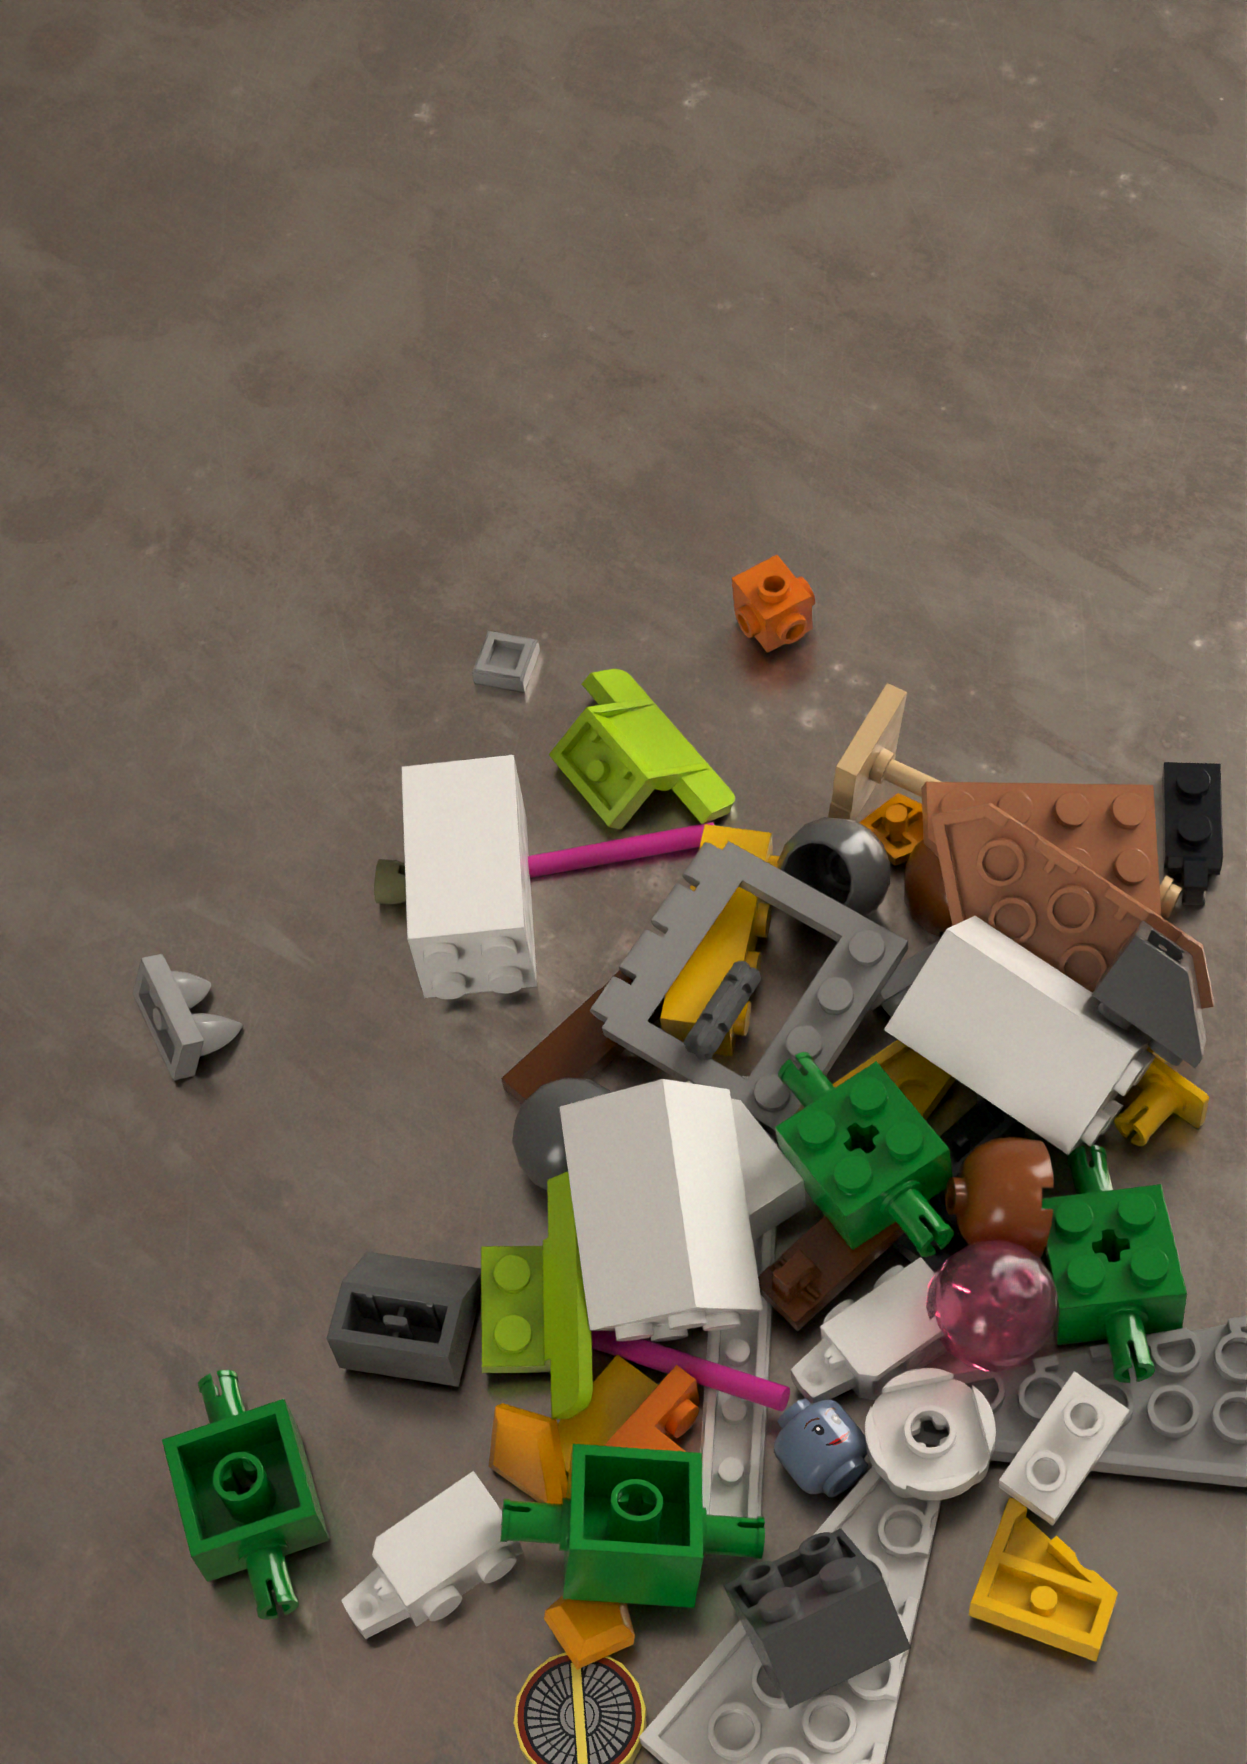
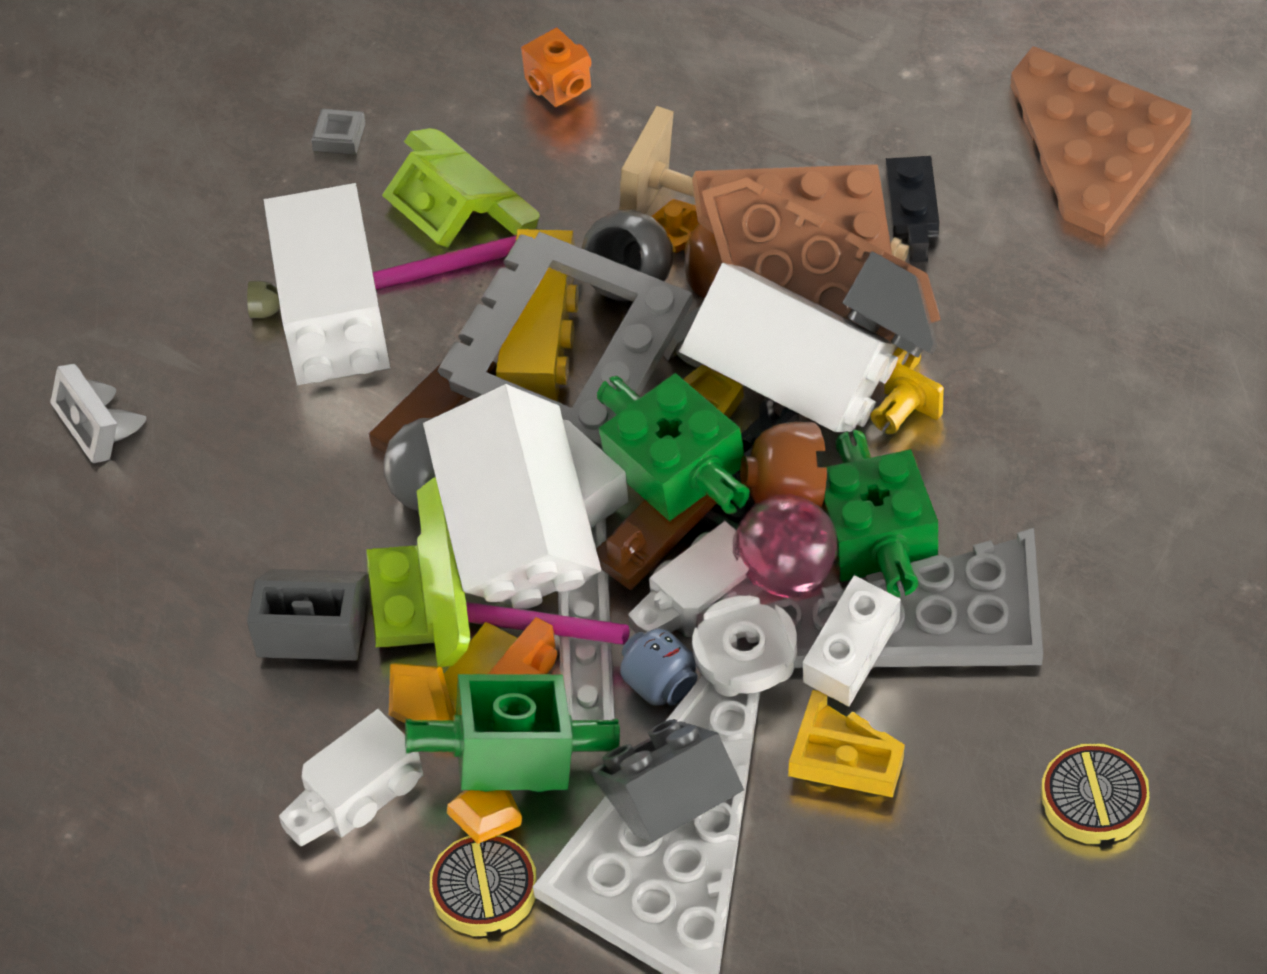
camera: 10 degrees left, 5 degrees down
(252, 1528) = (191, 746): green brick -> none
(722, 1010) = (546, 357): dark grey axle -> none

